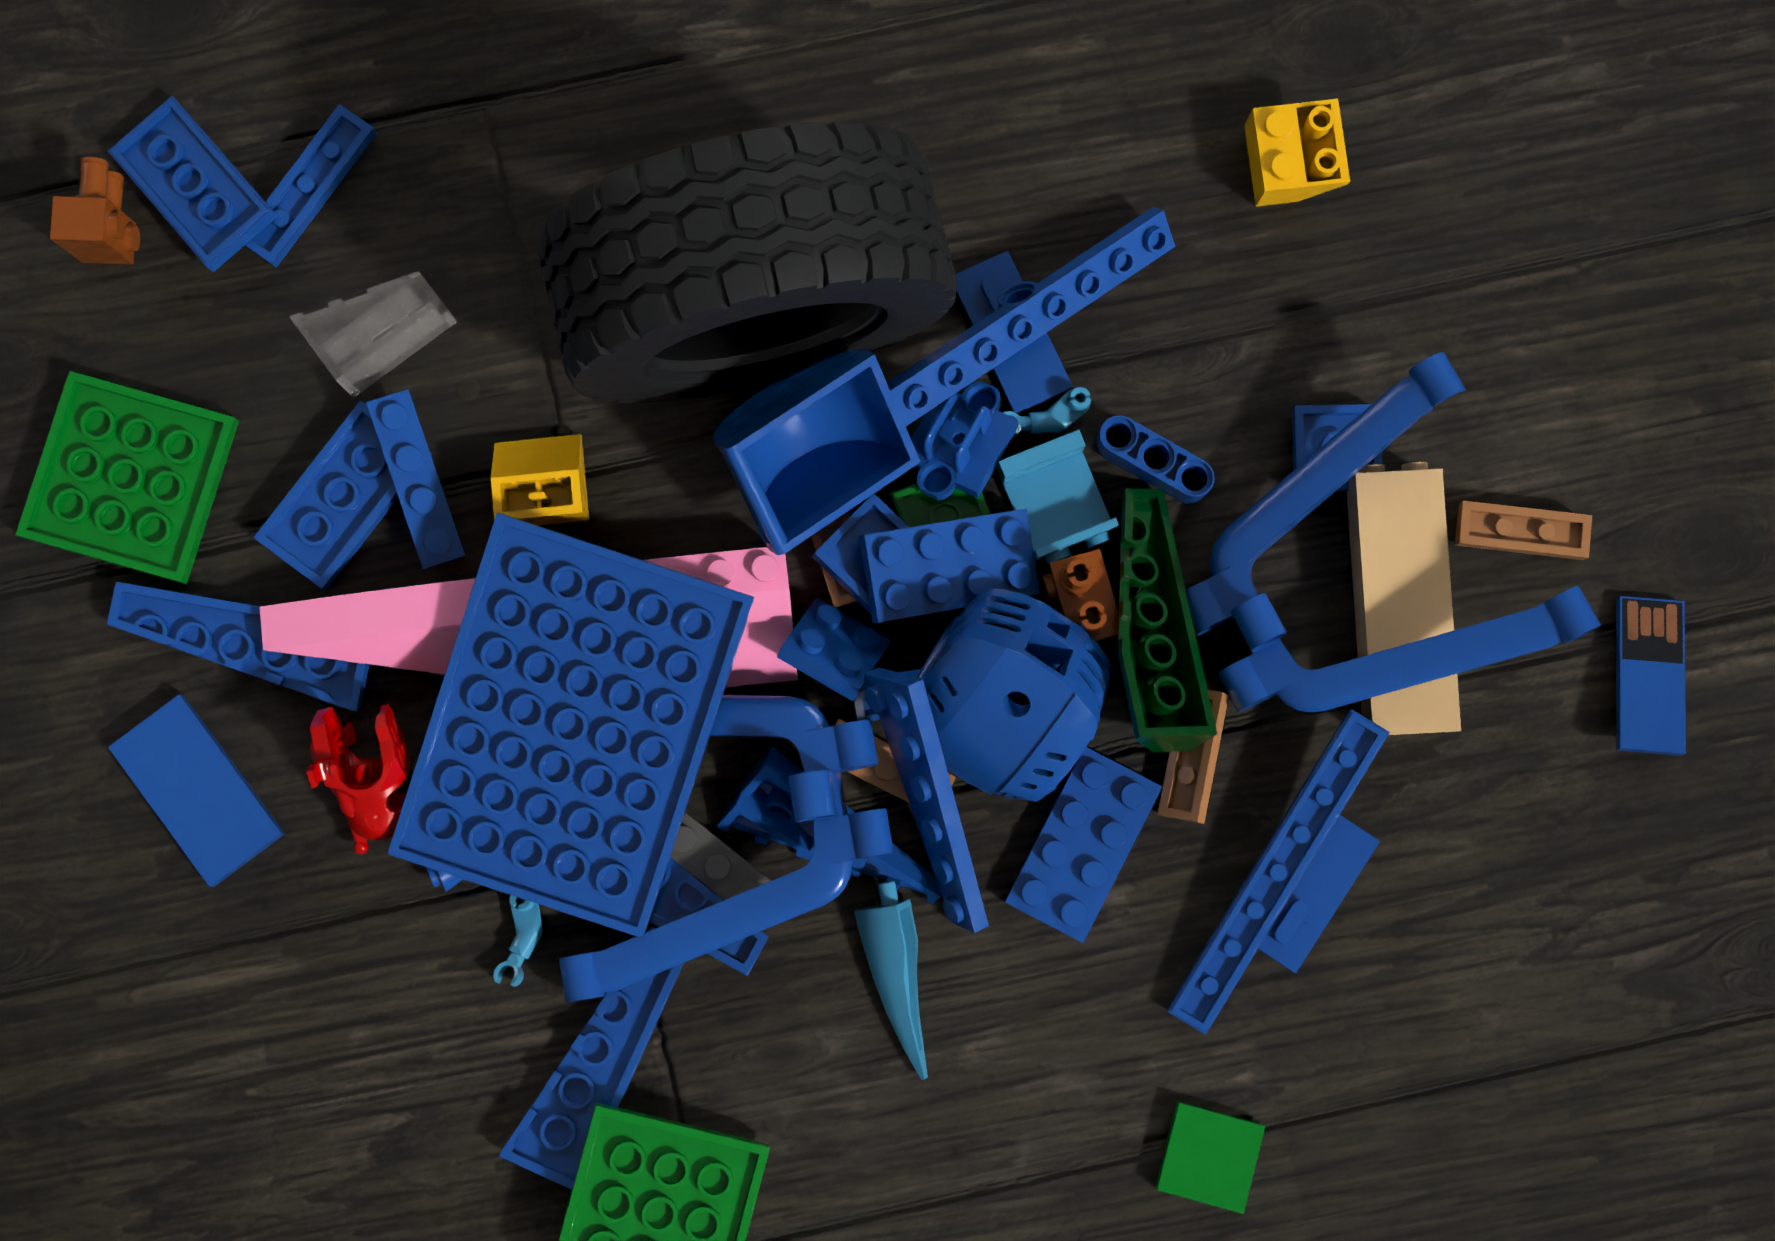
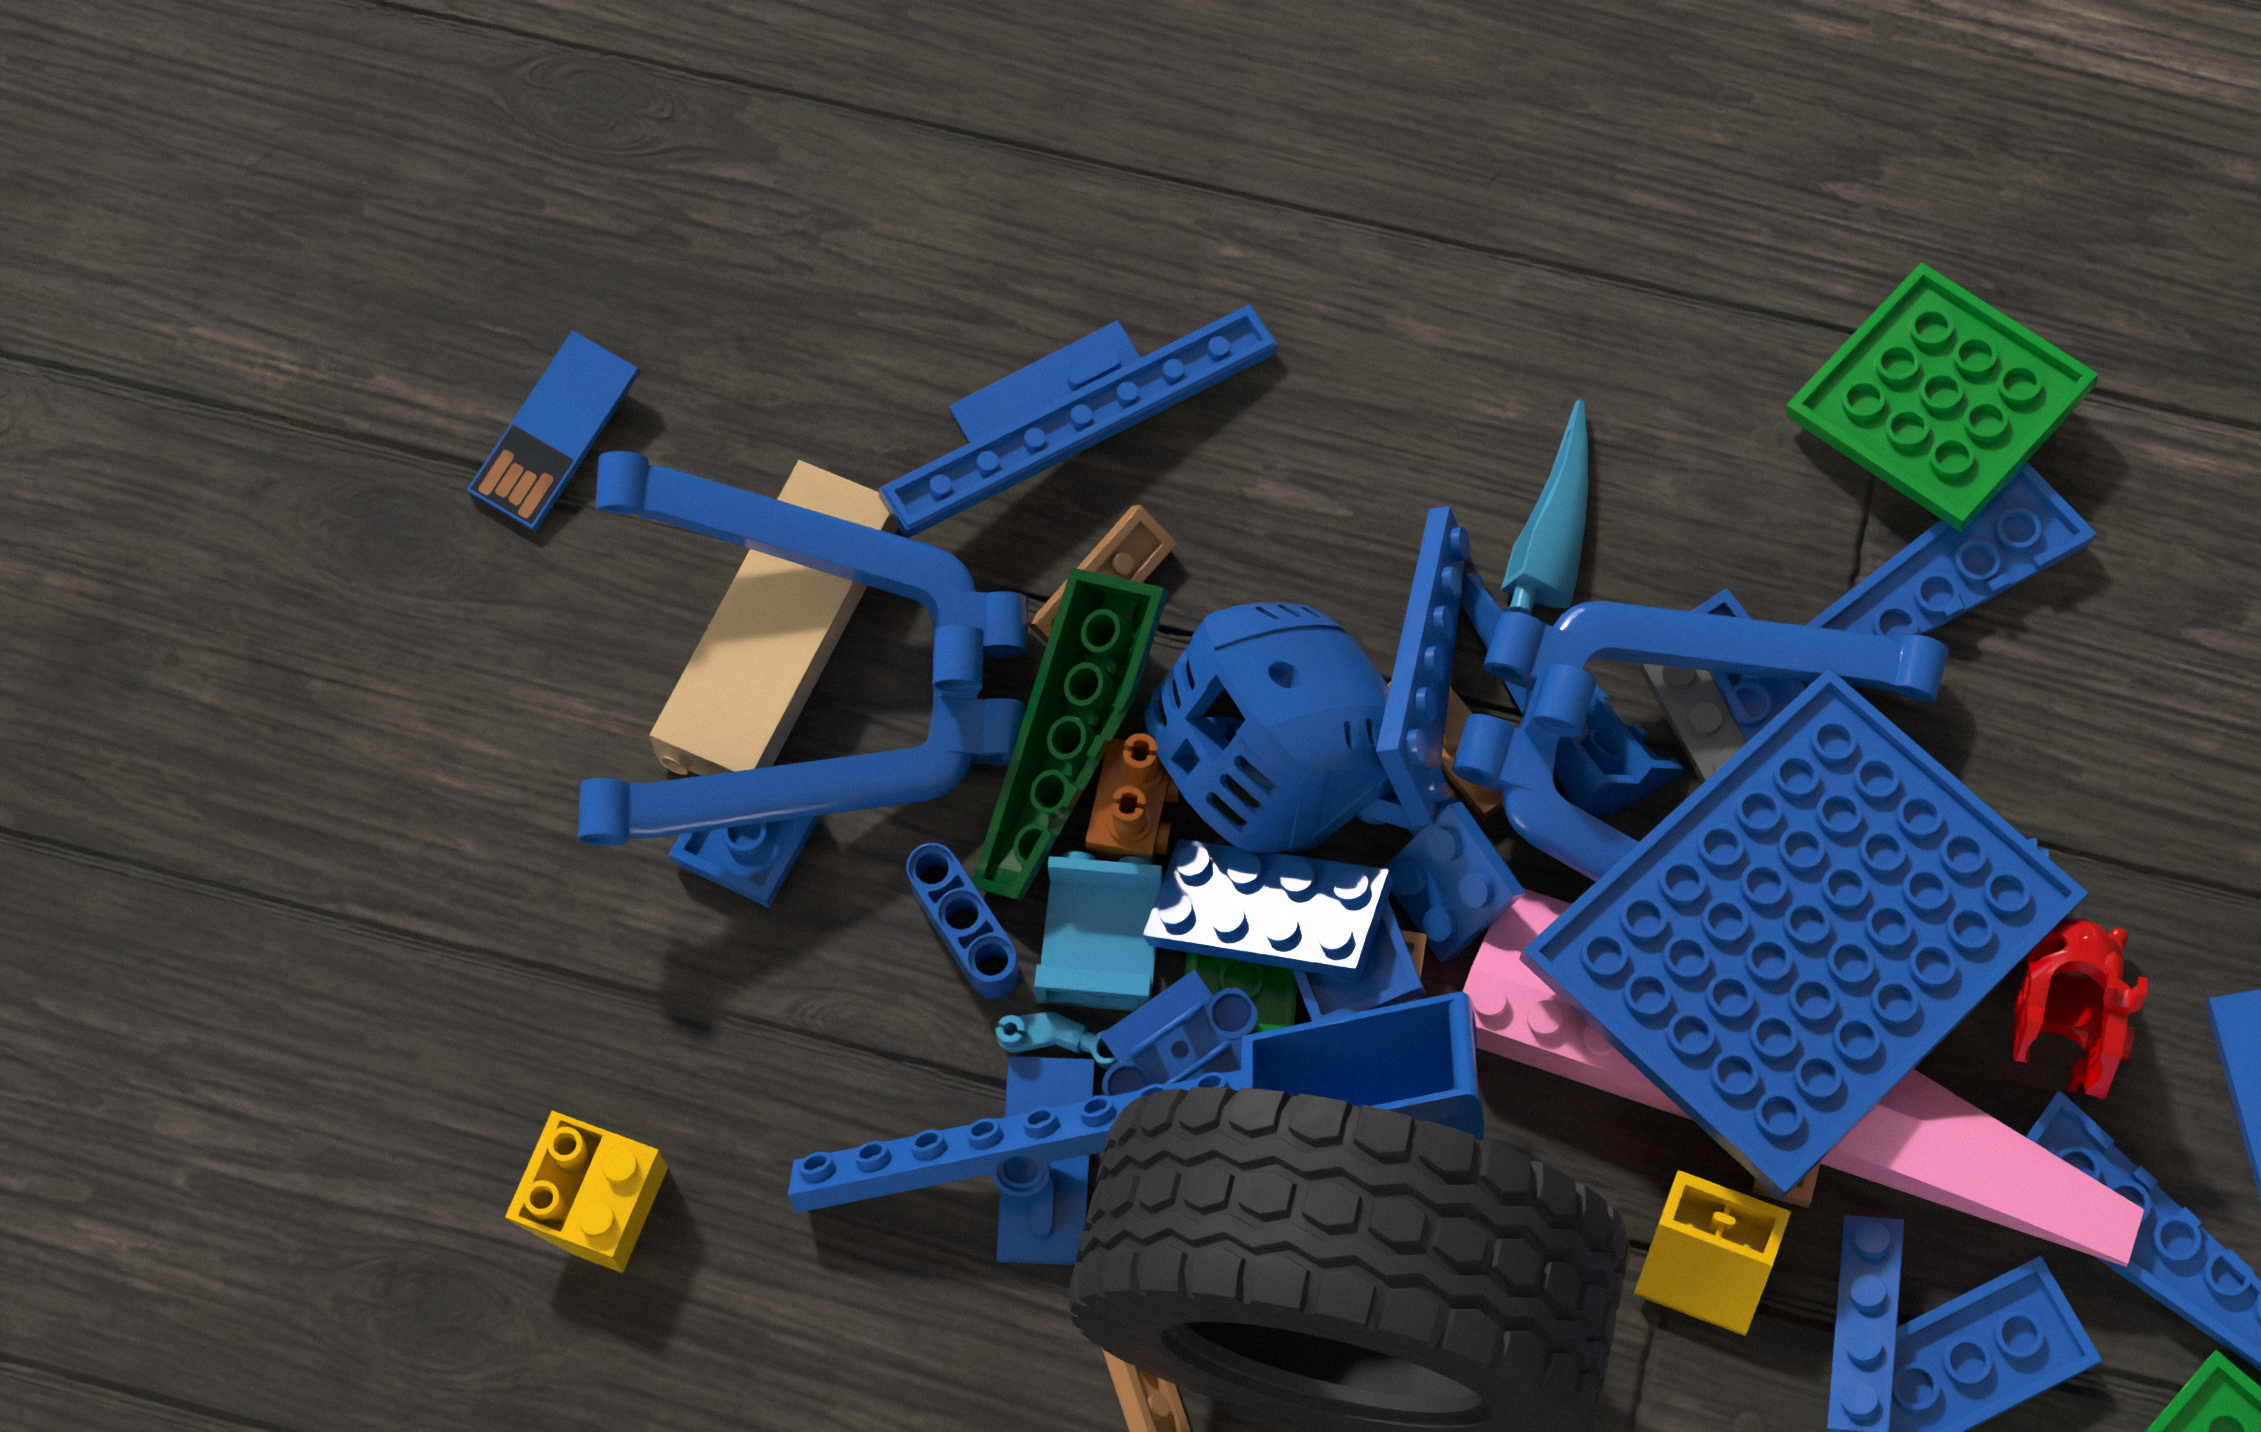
camera: 145 degrees left, 15 degrees down
(528, 932) = (1961, 752): dark azure arm -> none
(1083, 844) = (1280, 546): blue plate -> none
(1210, 1157) = (1311, 190): green tile -> none
(1523, 530) = (594, 643): medium nougat plate -> none

